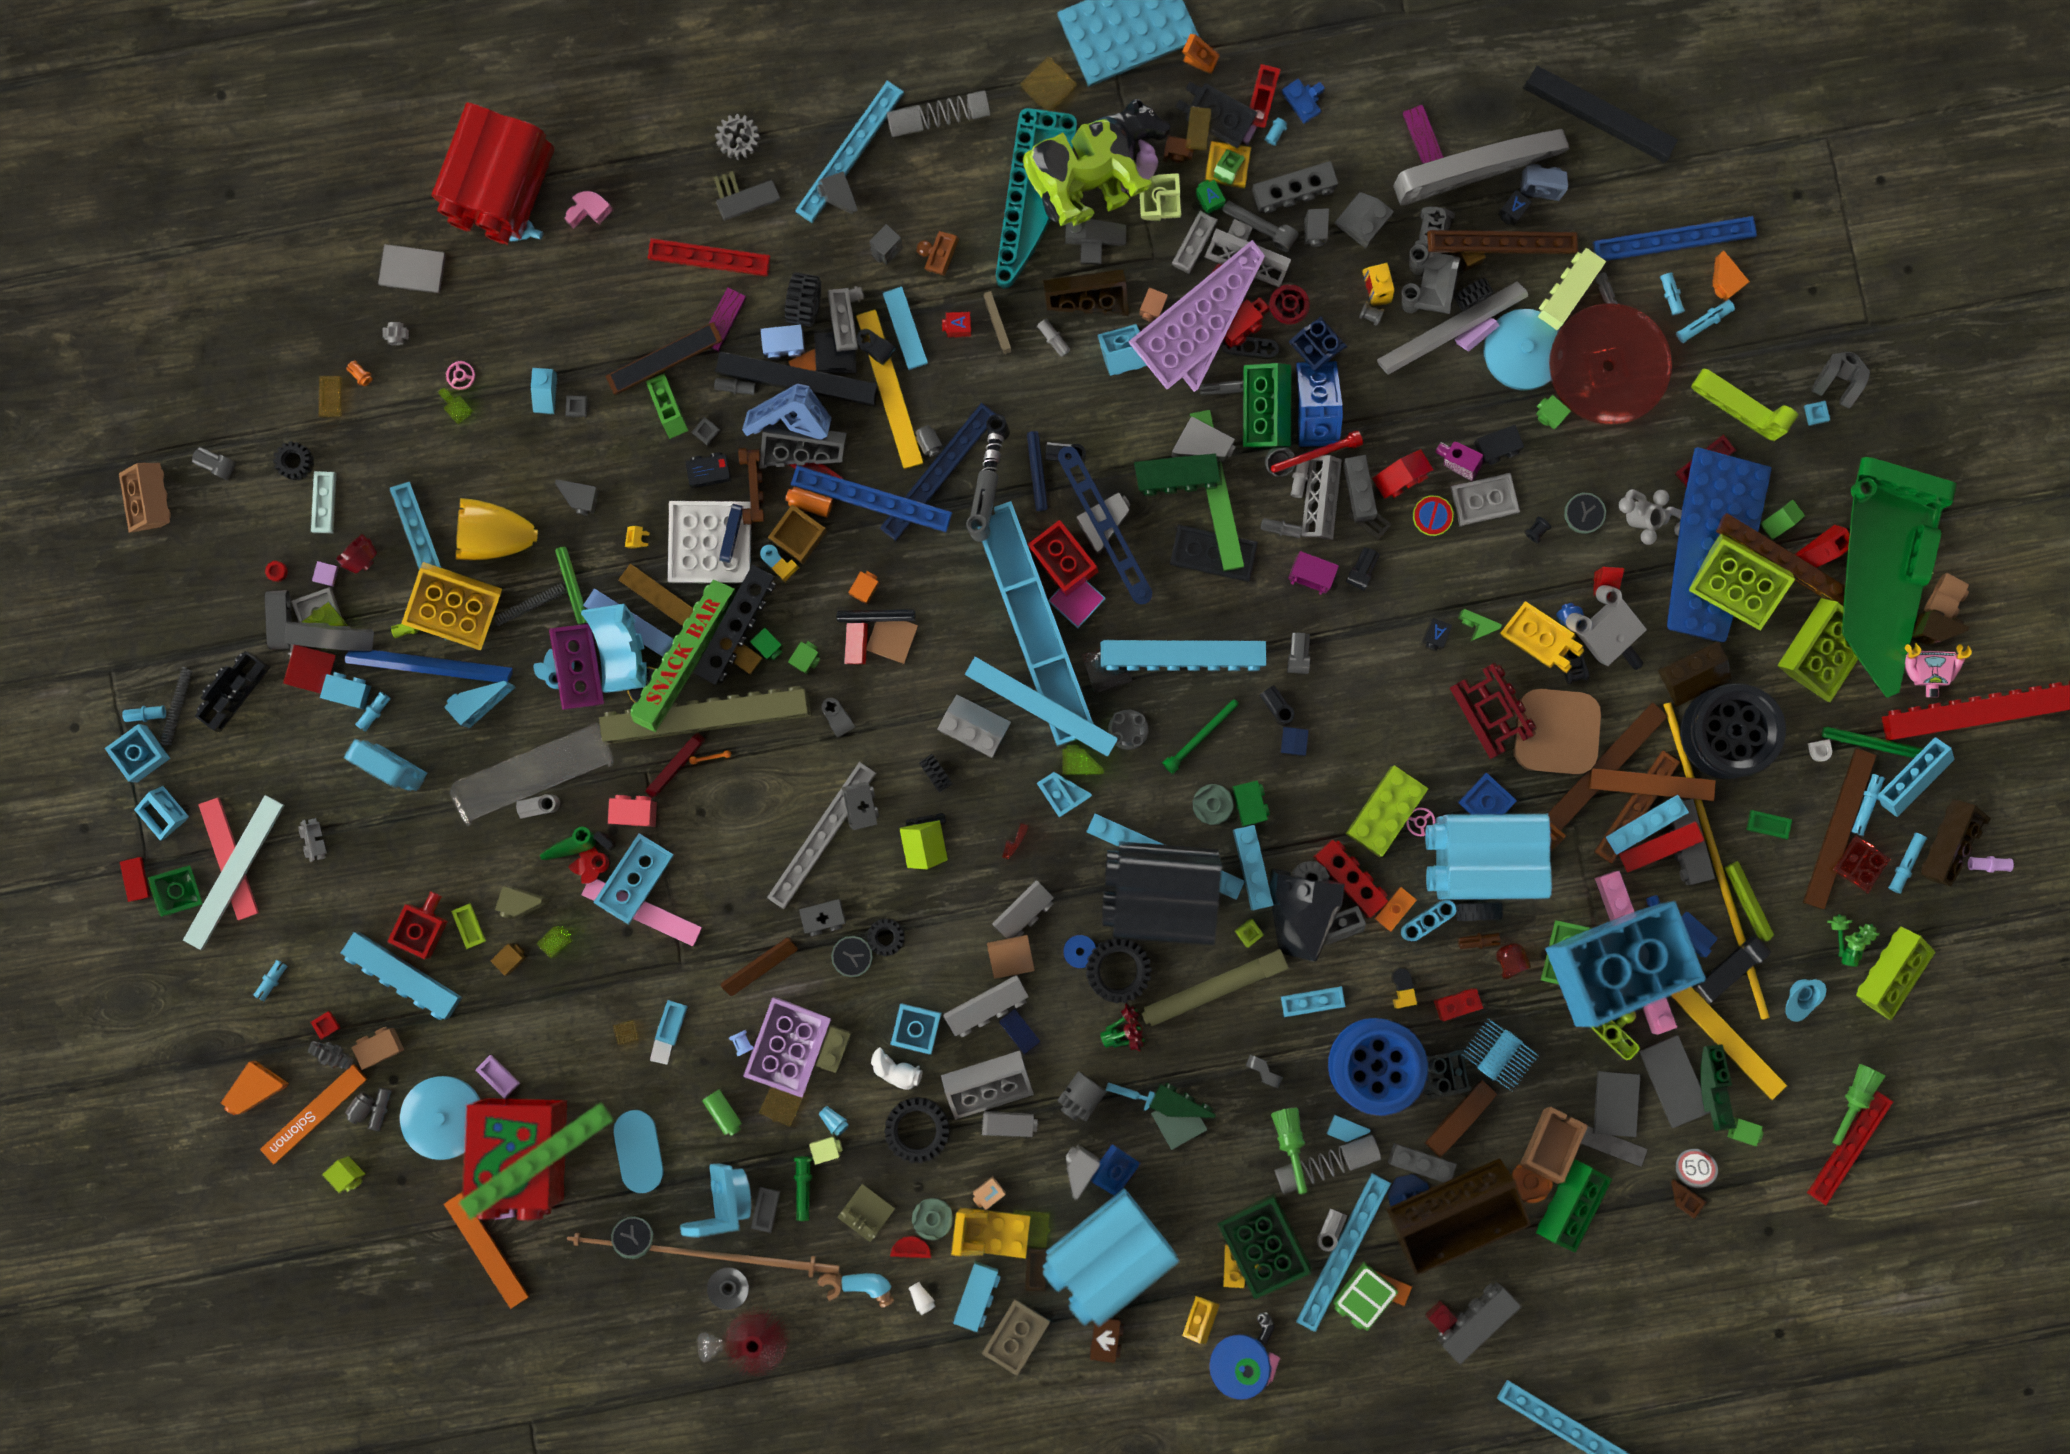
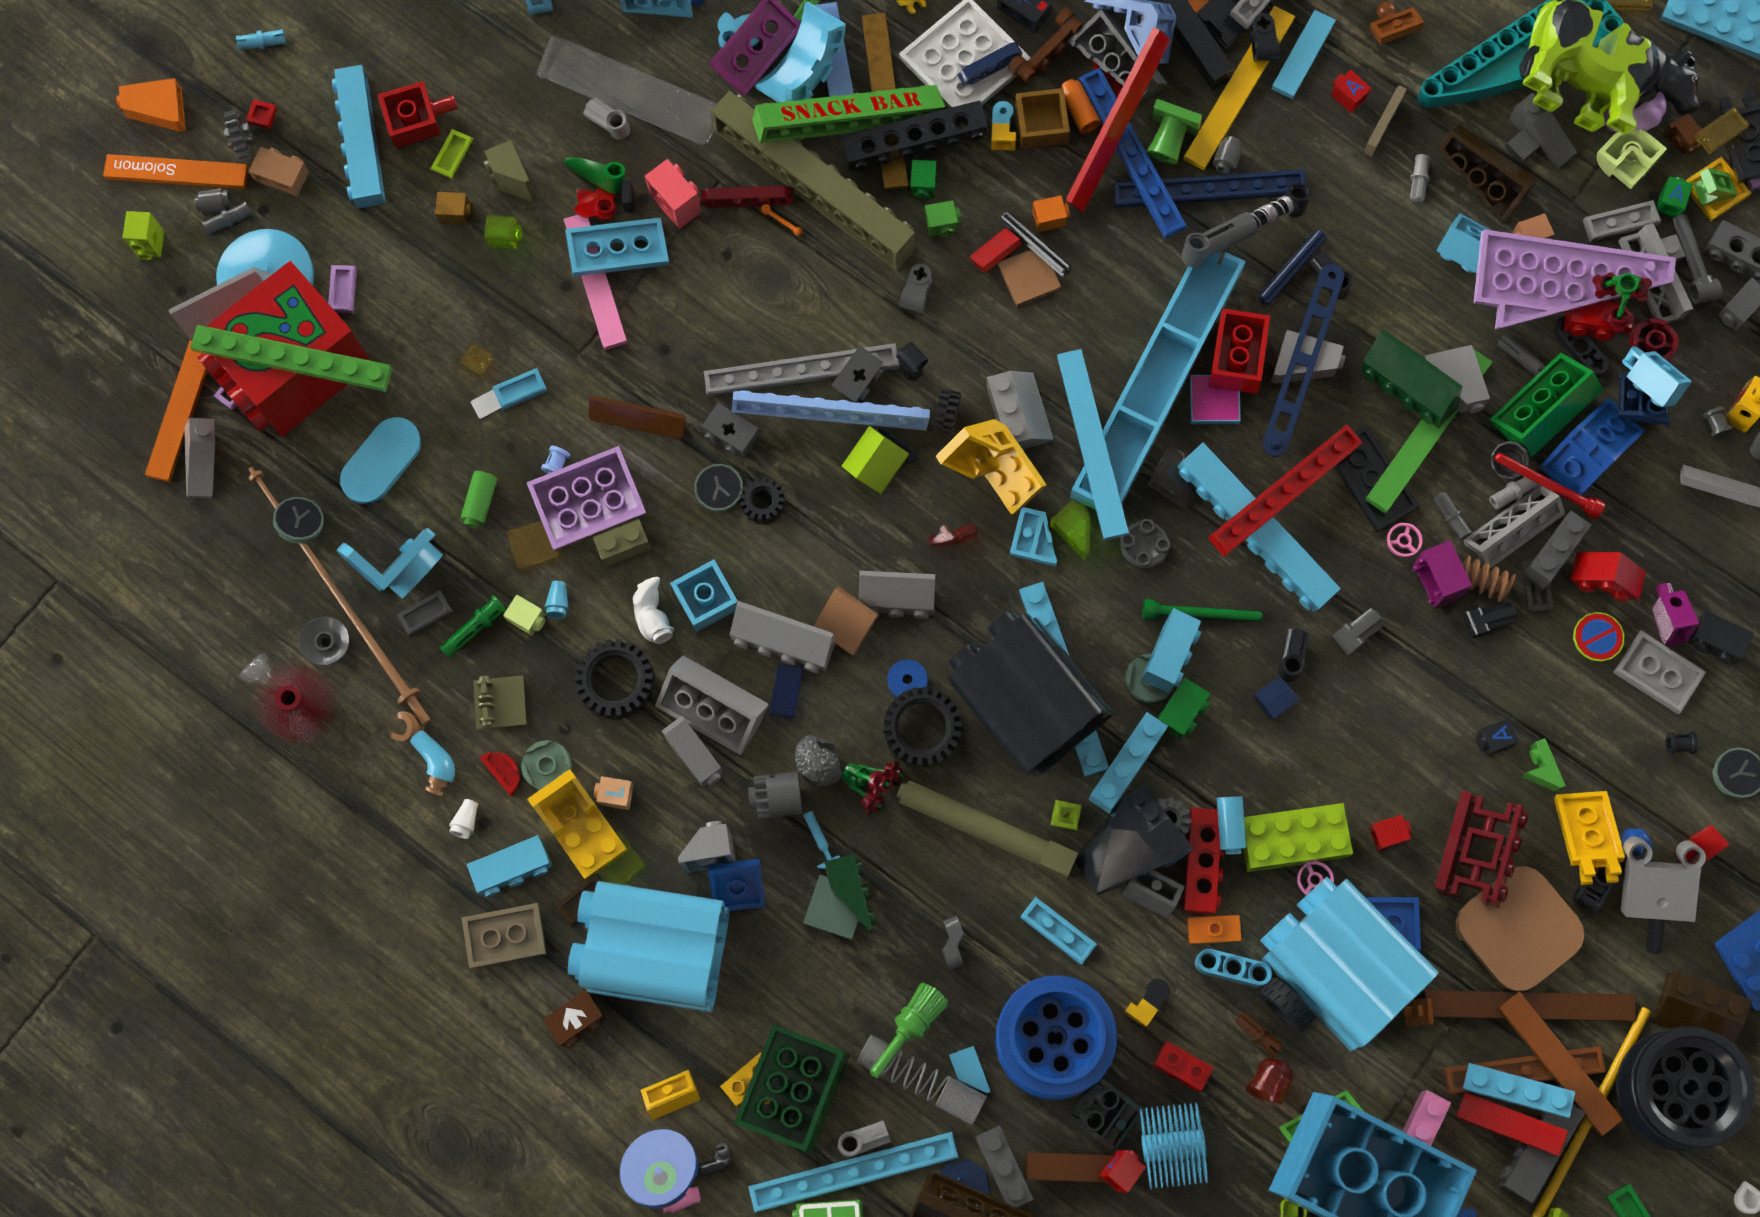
camera: 50 degrees right, 10 degrees down
(445, 1164) = (215, 301): none -> light grey slope
(532, 1265) = (199, 457): none -> light grey slope
(845, 490) = (1118, 119): none -> red tile
(864, 848) = (830, 410): none -> light blue plate
(883, 464) = (1174, 124): none -> bright green plant
(883, 764) = (912, 361): none -> black piece
(997, 768) = (994, 452): none -> yellow bracket
(1083, 1053) = (817, 761): none -> dark grey hair
(1177, 617) = (1285, 490): none -> red tile
(1210, 777) = (1172, 651): none -> medium azure brick
(1246, 295) = (1626, 286): none -> dark red plant
(1271, 567) = (1406, 535): none -> bright pink piece
(1313, 328) = (1655, 377): none -> medium azure brick
(1338, 546) = (1488, 579): none -> medium nougat piece
(1347, 843) = (1231, 824): none -> medium azure brick
(1434, 752) = (1390, 832): none -> red brick
(1486, 1096) = (1123, 1170): none -> red brick

